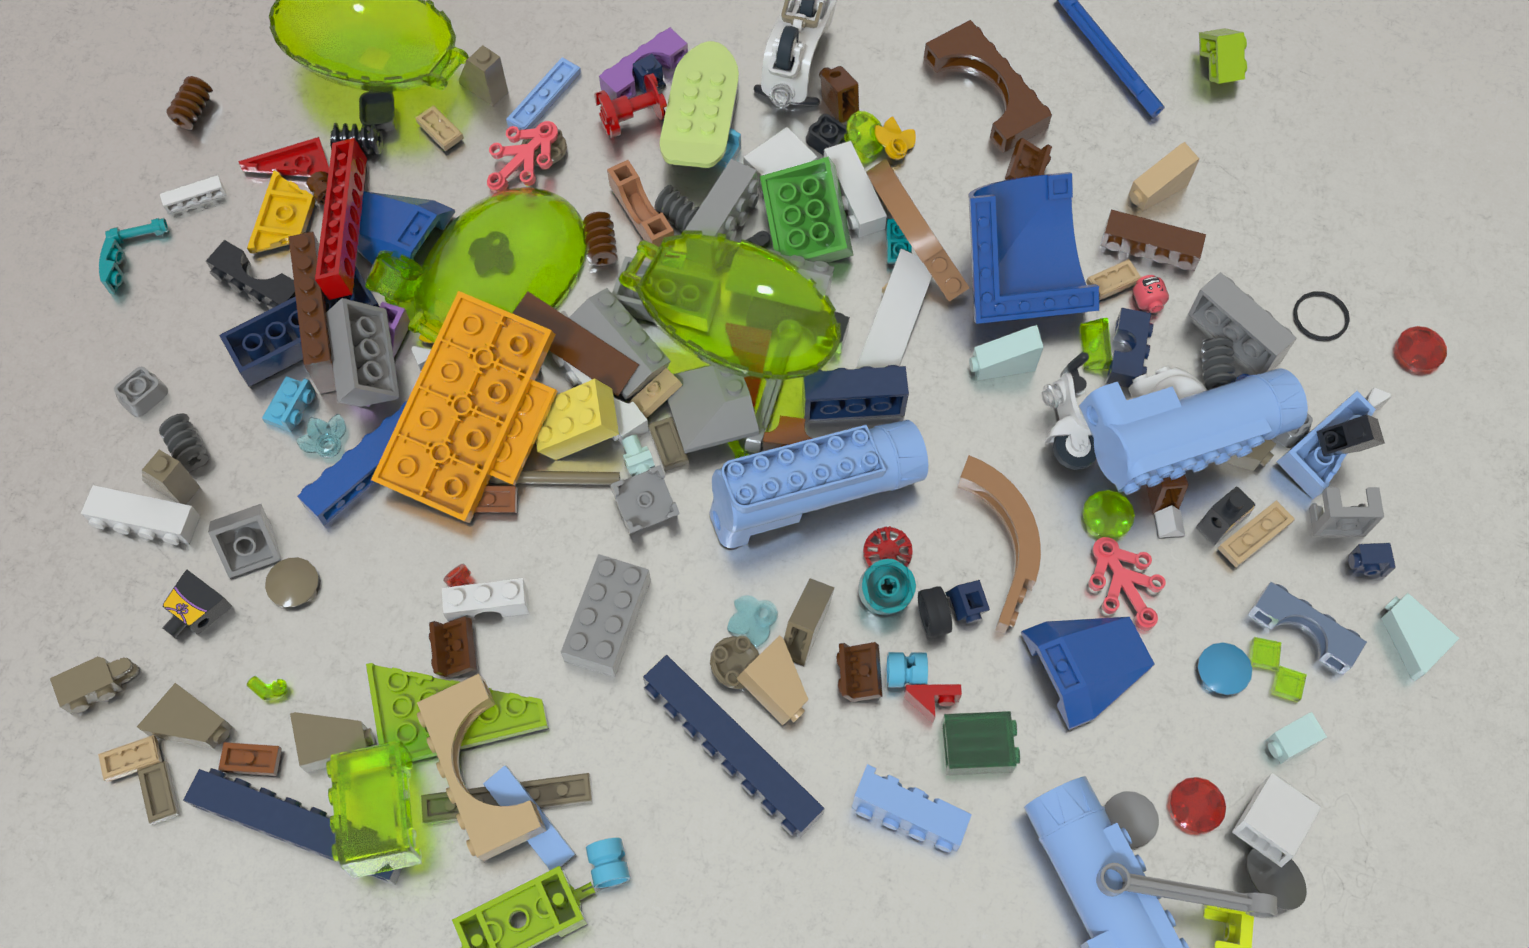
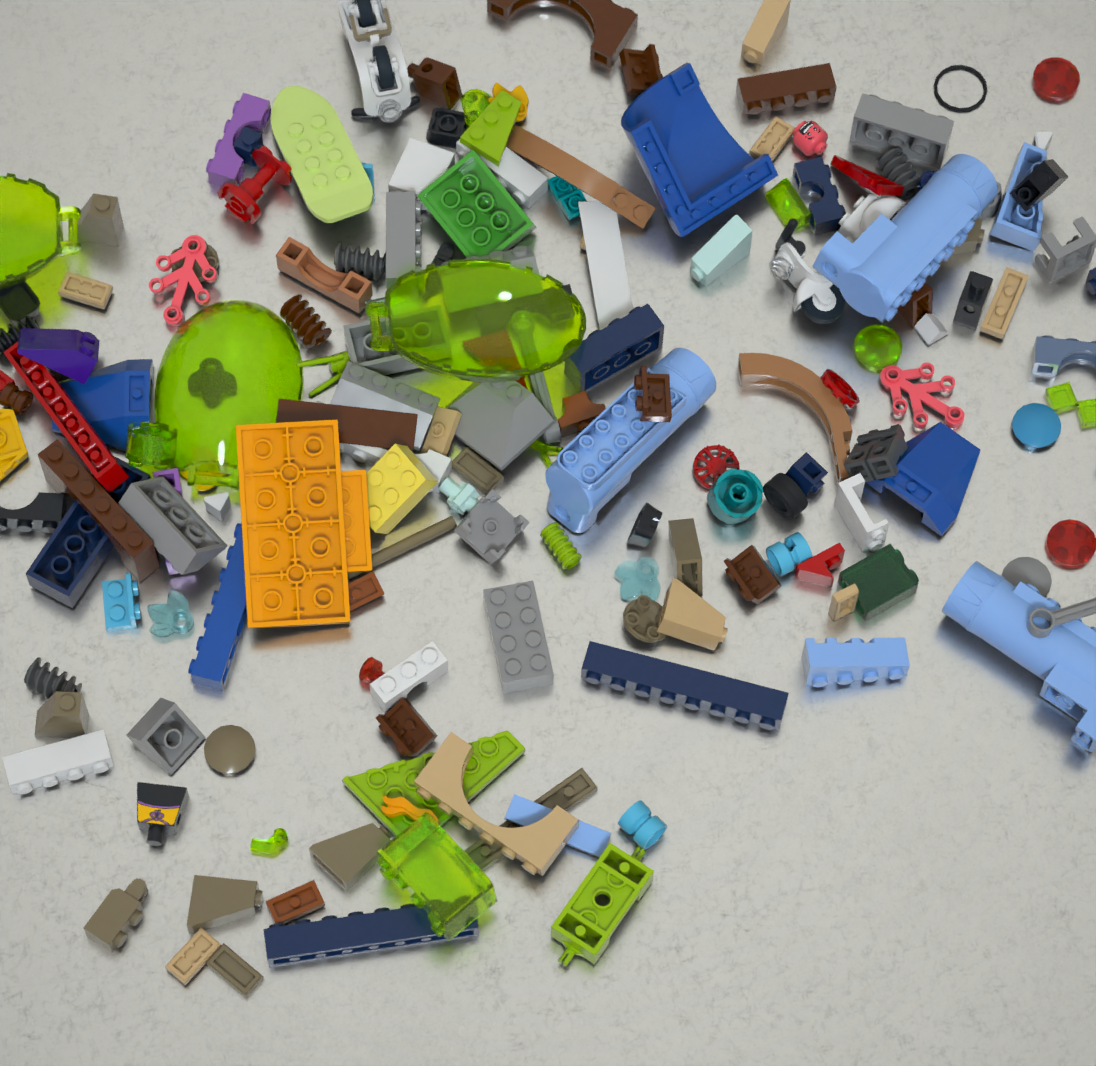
camera: 30 degrees left, 0 degrees up
(375, 163) = (62, 350): none -> dark purple slope
(397, 719) = (401, 806): none -> light orange hair
(544, 95) = (161, 213): light blue tile -> none
(602, 284) = (336, 364): none -> lime plant
(699, 550) = (560, 545): none -> lime piece
(785, 571) = (644, 526): none -> black piece
(850, 452) = (653, 397): none -> reddish brown bracket
(861, 151) = (492, 128): none -> lime wing
(931, 745) = (843, 602): none -> tan plate
(995, 642) = (849, 505): none -> white panel
(1045, 617) = (877, 453): none -> dark grey hips
(1047, 535) = (840, 388): none -> red wheel
(1184, 355) = (868, 179): none -> red wing

